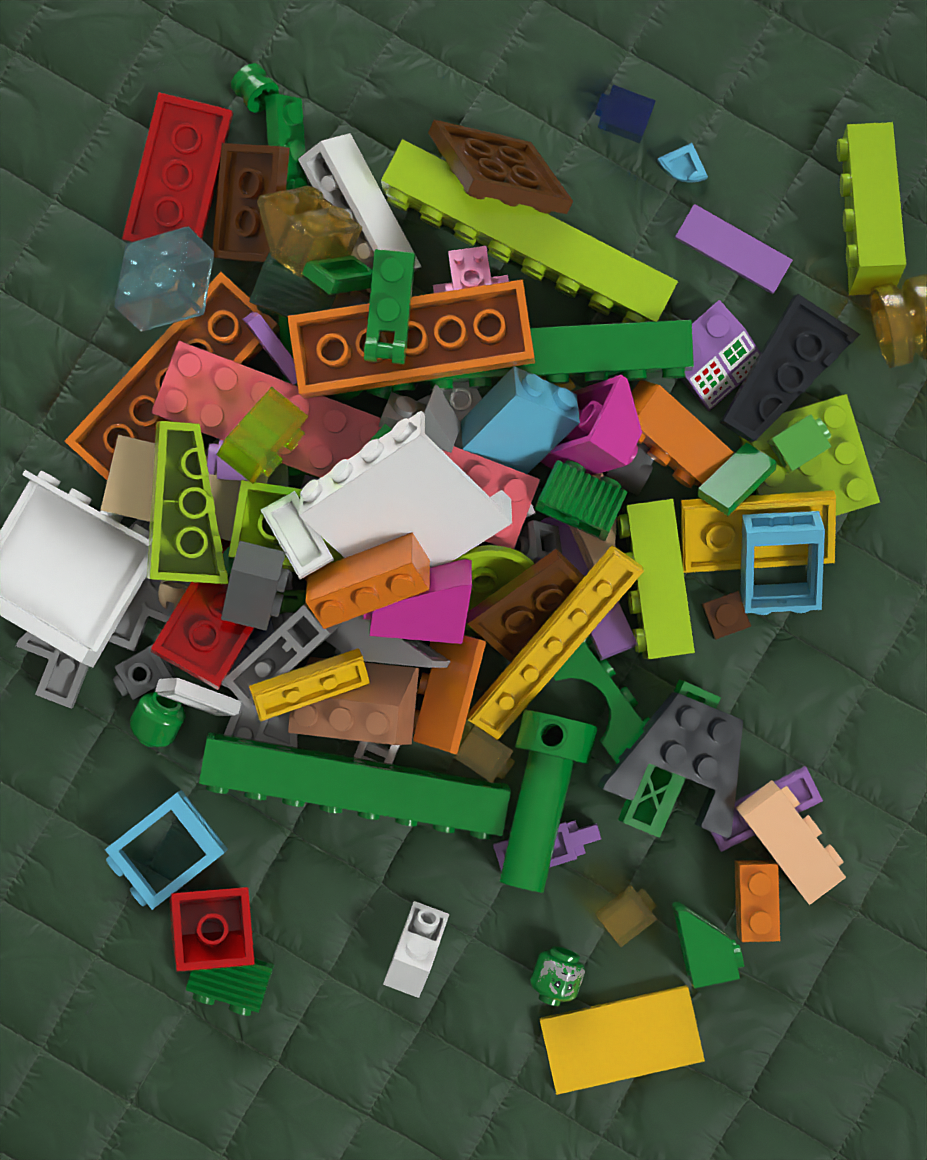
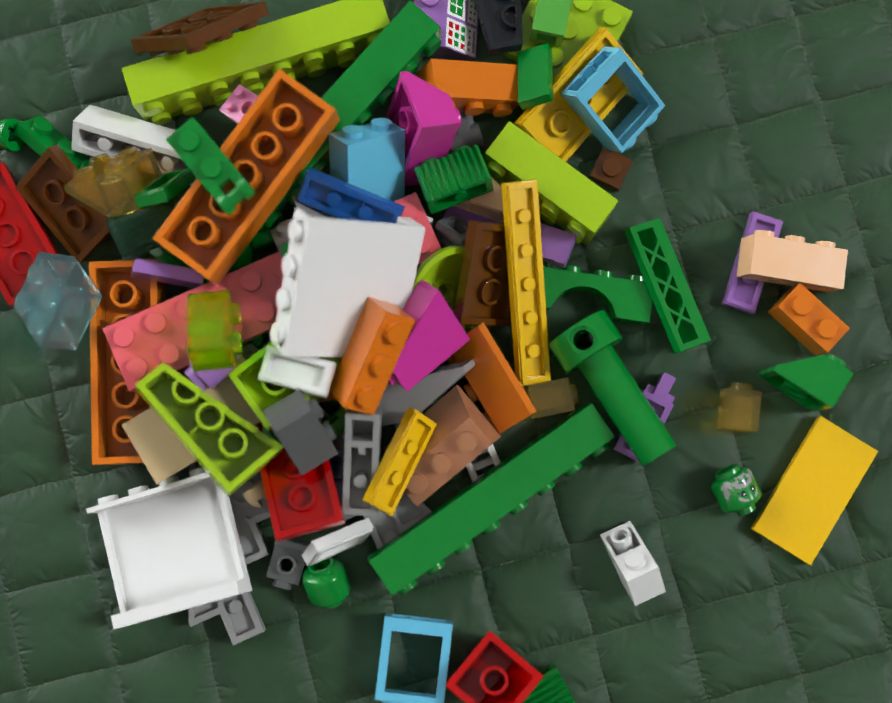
camera: 45 degrees left, 5 degrees down
(474, 437) = (345, 200): none -> blue tile
(693, 744) = (674, 260): black wing -> none

